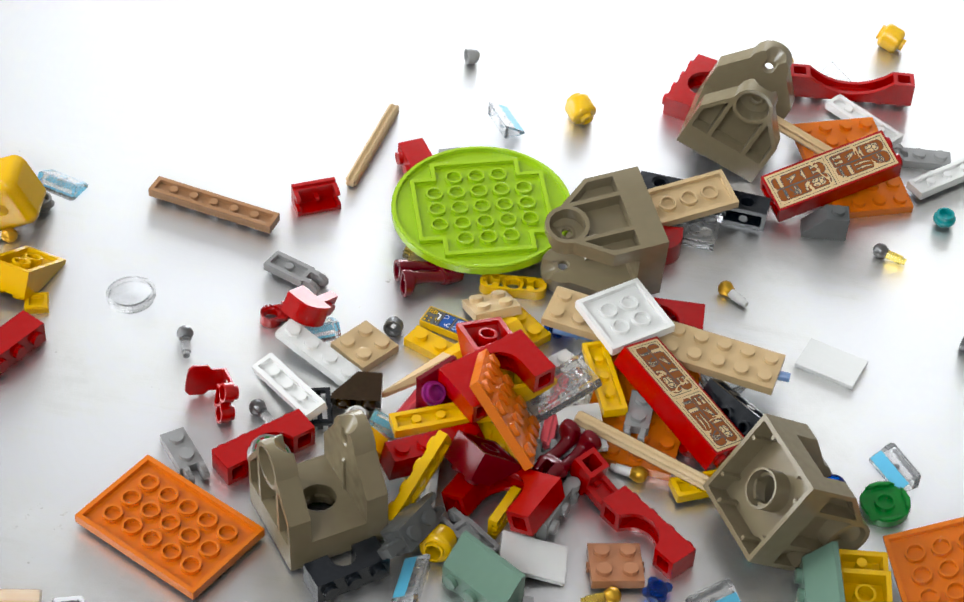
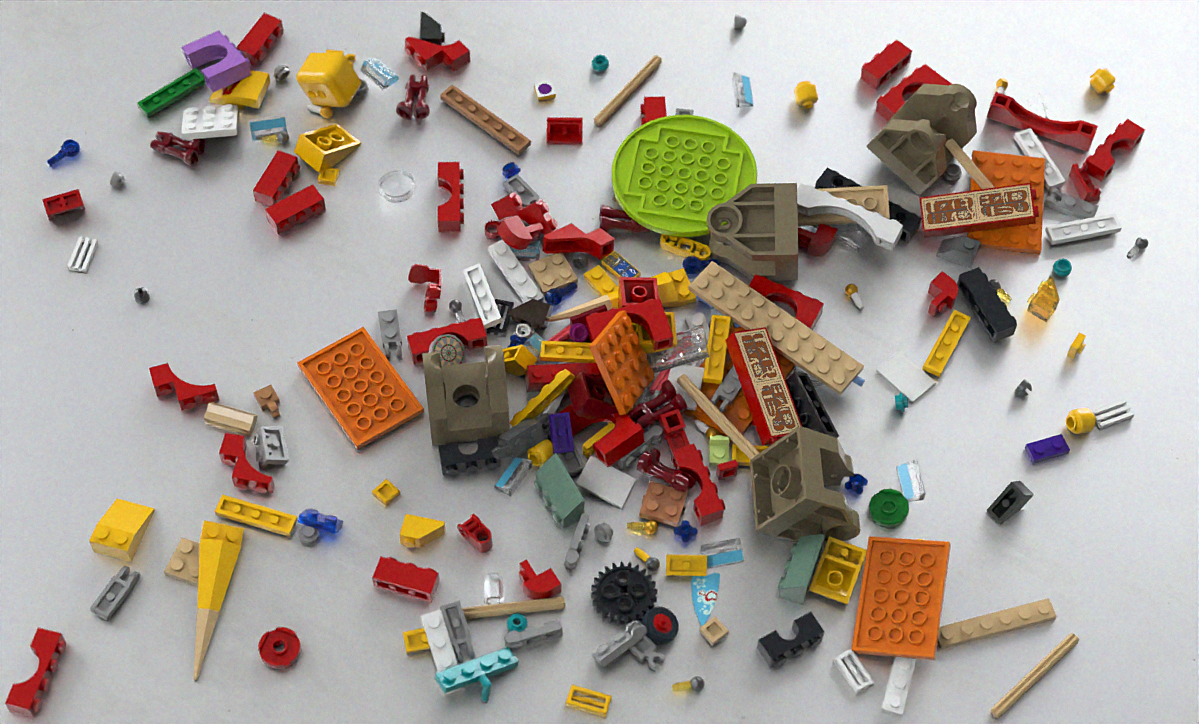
camera: 20 degrees right, 15 degrees up
(49, 568) = (268, 399): none -> medium nougat plate
(111, 130) = (431, 30): none -> pearl dark grey slope
(118, 188) = (421, 109): none -> dark red piece
(121, 151) = (430, 54): none -> red arch
(185, 335) = (424, 229): piece -> none
(196, 273) = (449, 213): none -> red arch
(267, 249) = (510, 170): none -> clear blue plate
(273, 163) = (544, 90): none -> tile
(317, 282) = (532, 214): none -> red arch
(328, 123) = (600, 63): none -> teal plate
(377, 303) = (572, 239): none -> red arch
(382, 366) = (554, 296): none -> clear blue plate
(457, 510) = (561, 433): none -> dark purple plate
(496, 304) = (659, 263): tan plate -> none
(532, 302) = (693, 265): none -> clear blue plate
(623, 530) = (650, 465): none -> dark red piece
(624, 315) = (749, 302): white plate -> none
(653, 65) = (885, 64): none -> red brick
(654, 490) = (718, 450): none -> yellowish green bracket
(675, 507) = (727, 469): none -> red tile
(737, 213) = (882, 230): none -> white arch
(781, 153) = (952, 172): none -> light grey plate
(832, 267) = (944, 291): none -> red brick
(841, 388) = (901, 402): none -> teal plate
(860, 318) = (946, 343): none -> yellow plate
(885, 268) = (987, 304): none -> black brick
(921, 135) = (1083, 183): none -> red hinge
(930, 109) = (1125, 137): none -> red arch
(945, 253) = (1045, 301): none -> clear yellow slope

